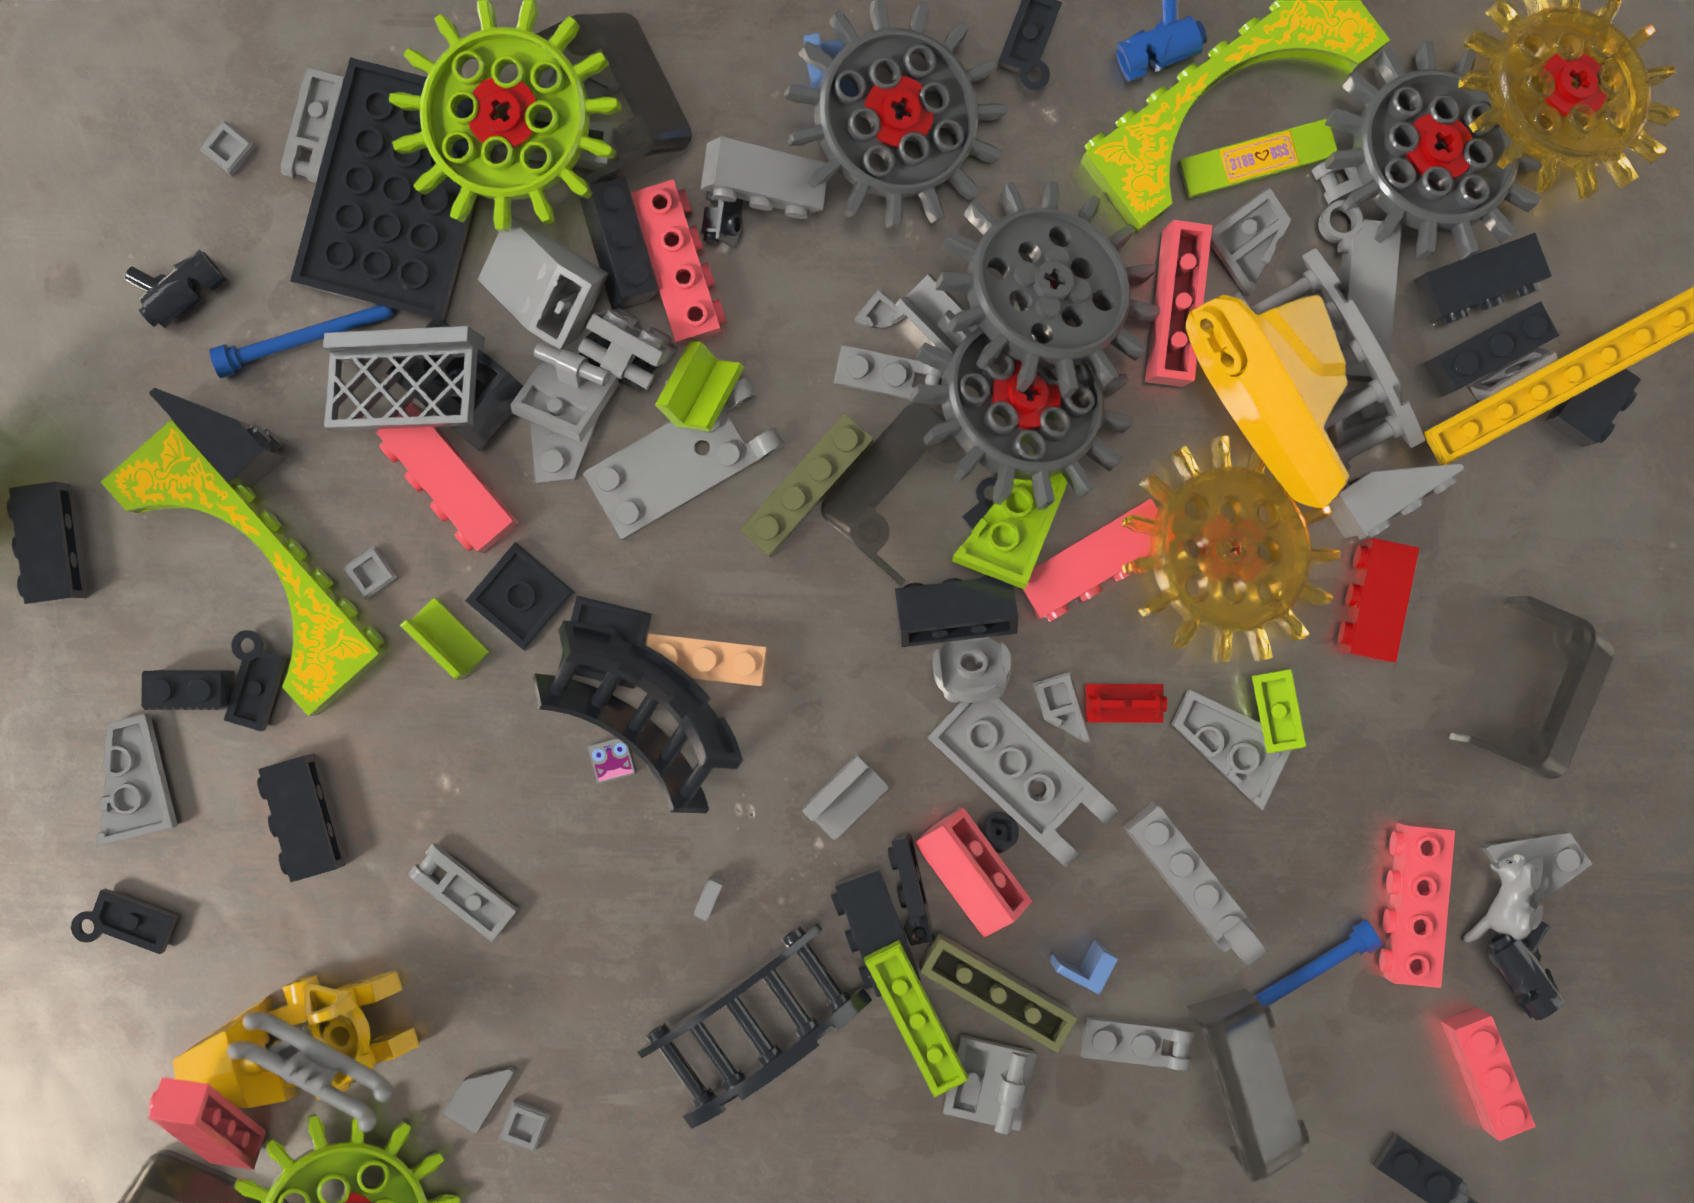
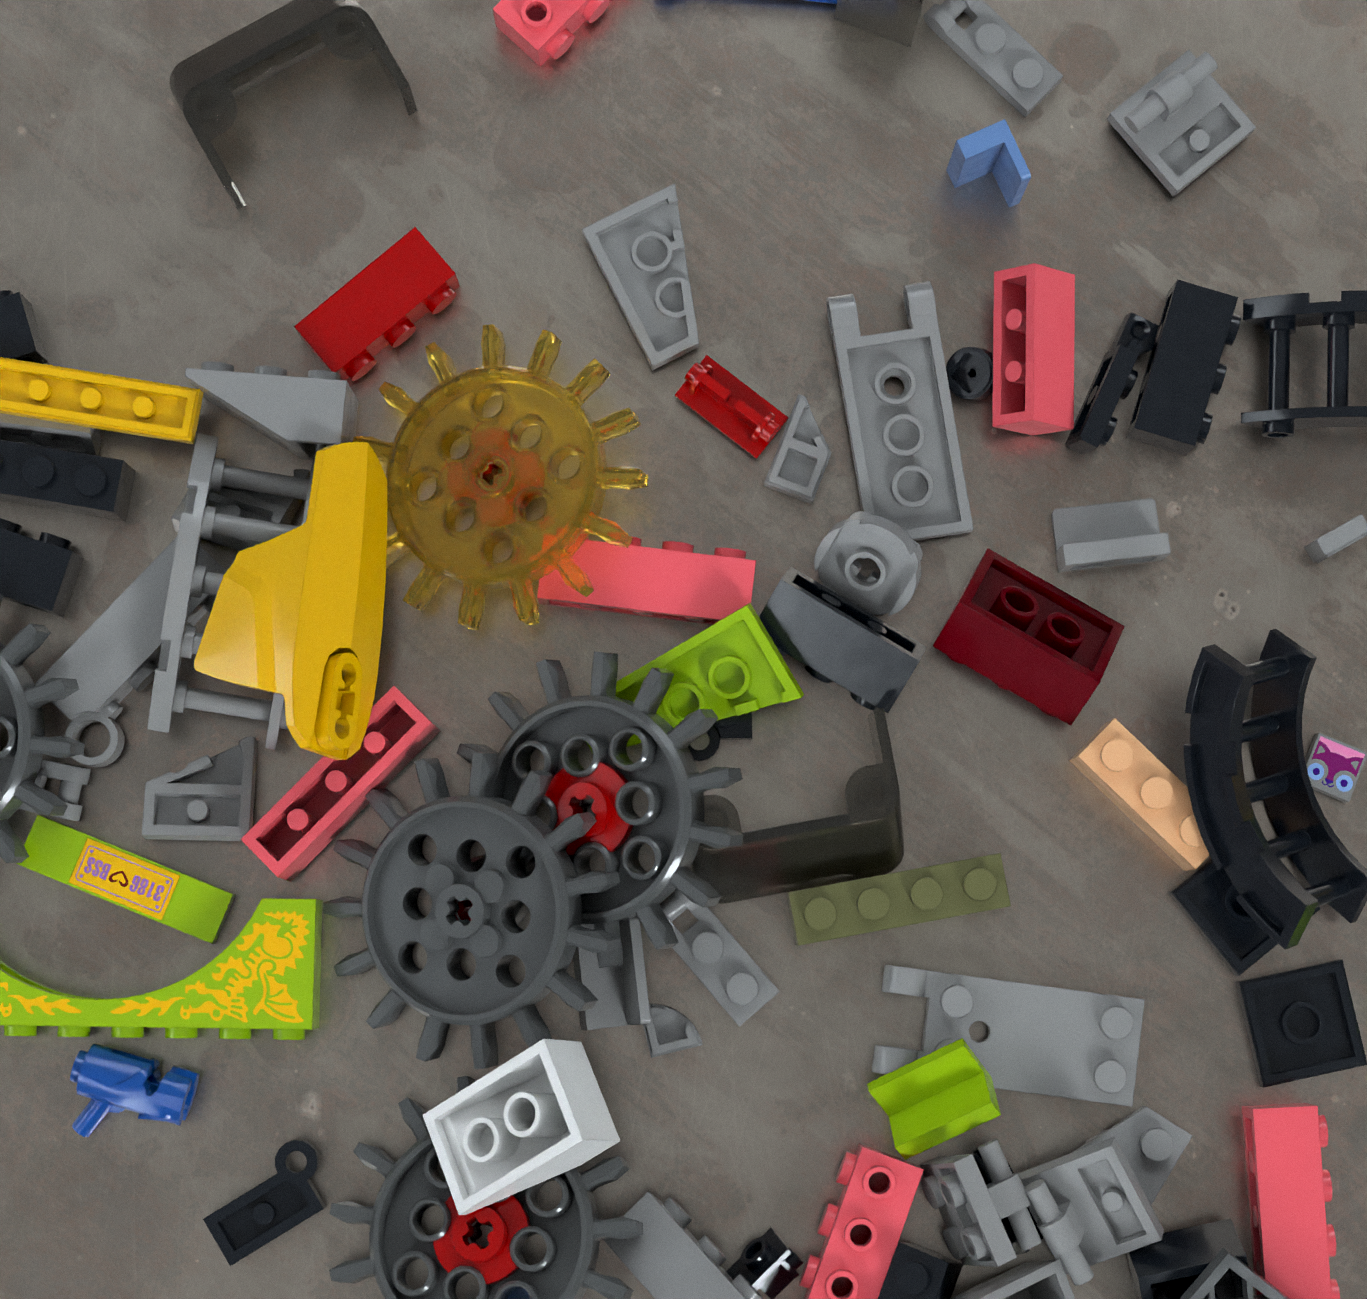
camera: 140 degrees left, 5 degrees down
(846, 699) = (1029, 637): none -> dark red slope
(916, 1018) = (1212, 244): lime tile -> none
(924, 187) = (521, 1125): none -> white slope
(997, 992) = (1103, 207): olive brick -> none
(1194, 883) = (807, 163): light grey hinge -> none
(1279, 710) = (576, 271): lime panel -> none

